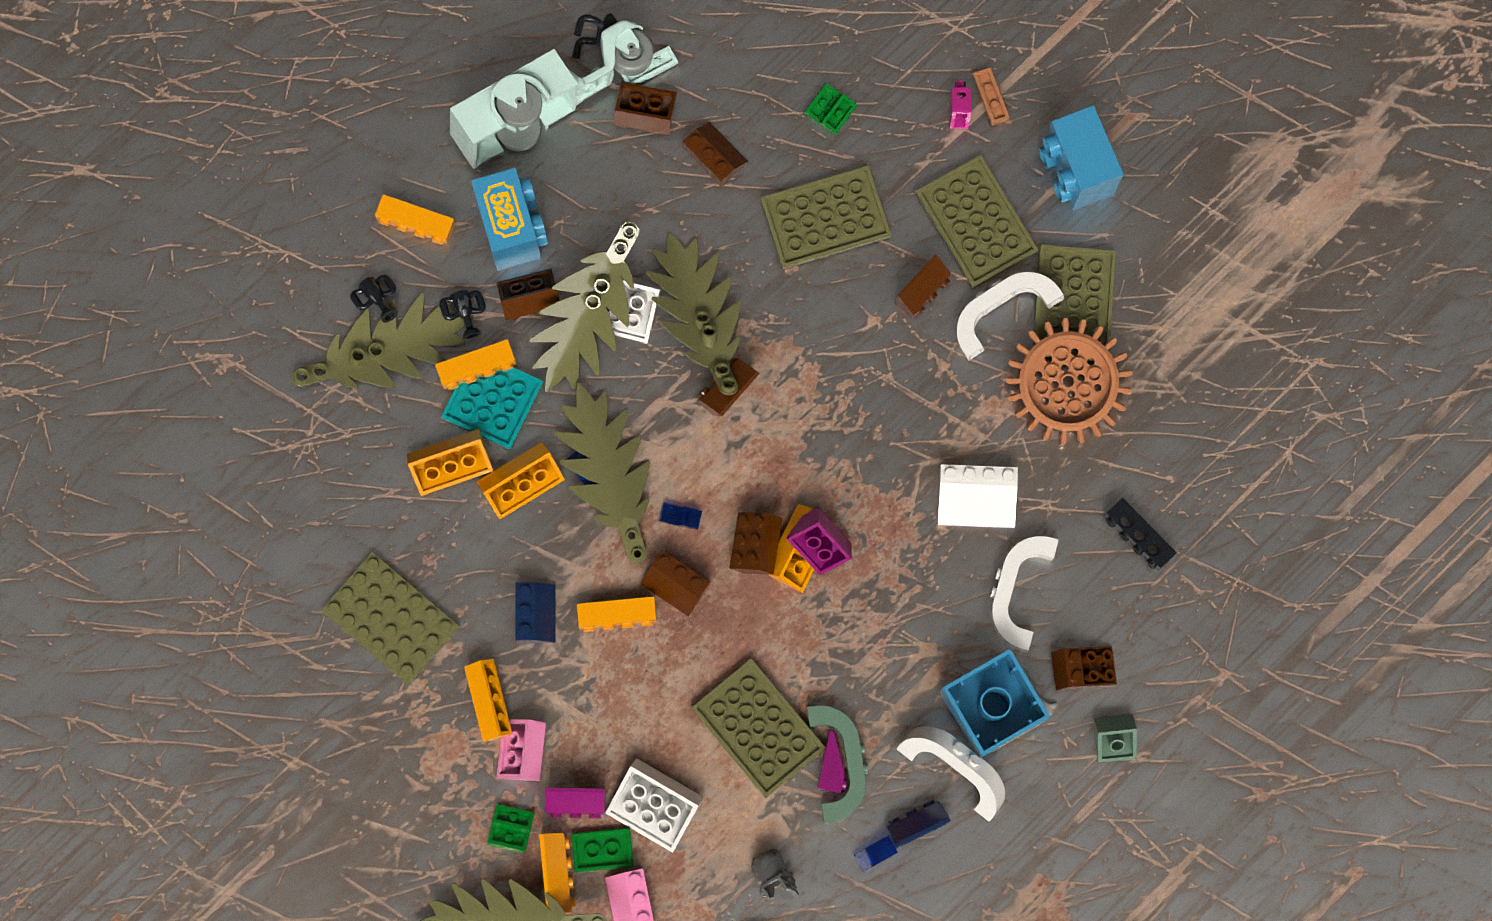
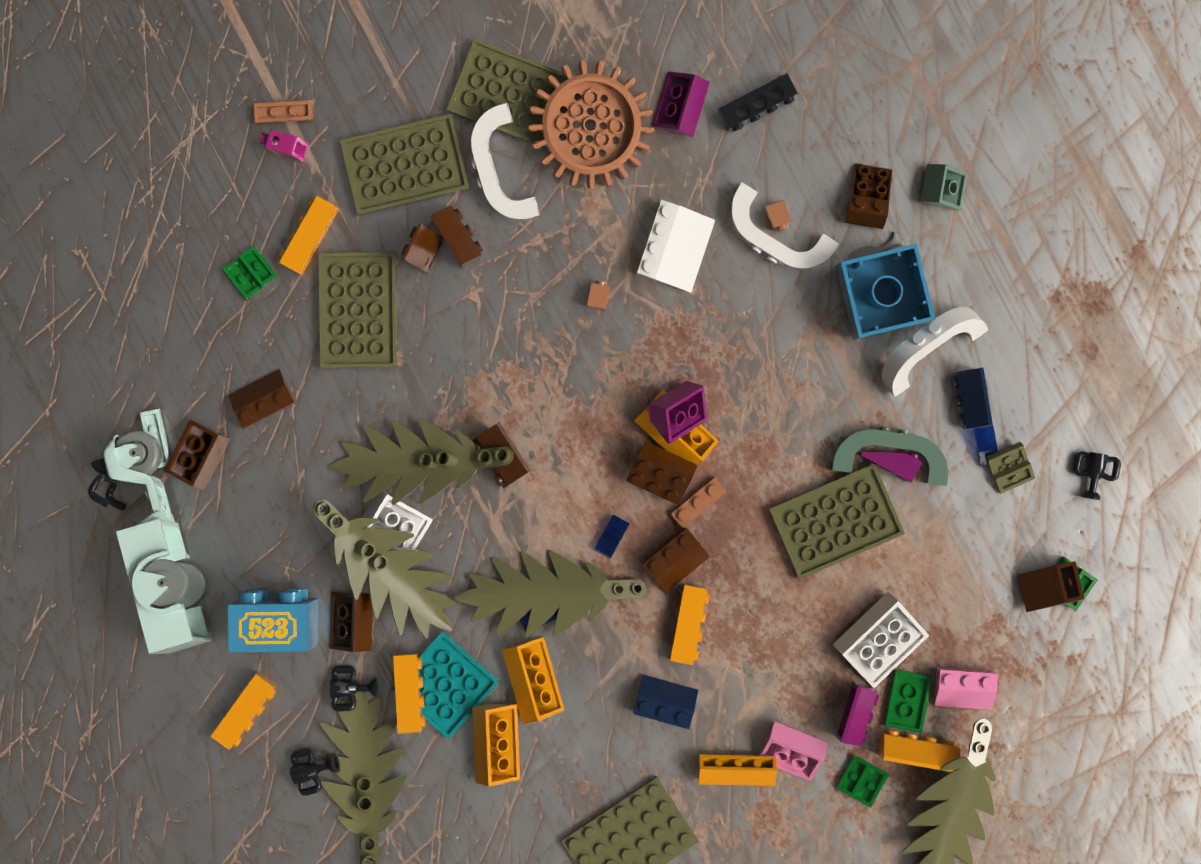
camera: 70 degrees left, 10 degrees up
(737, 590) = (698, 502): none -> nougat plate
(772, 873) = (975, 548): dark grey helmet -> none
(861, 884) = (1010, 467): none -> olive slope
(882, 152) = (309, 235): none -> light orange brick
(902, 257) = (422, 248): none -> reddish brown slope
(908, 436) = (598, 295): none -> nougat brick
(1037, 585) = (778, 215): none -> nougat brick
(1081, 159) = (375, 43): dark azure brick -> none
(1115, 462) = (680, 103): none -> magenta slope

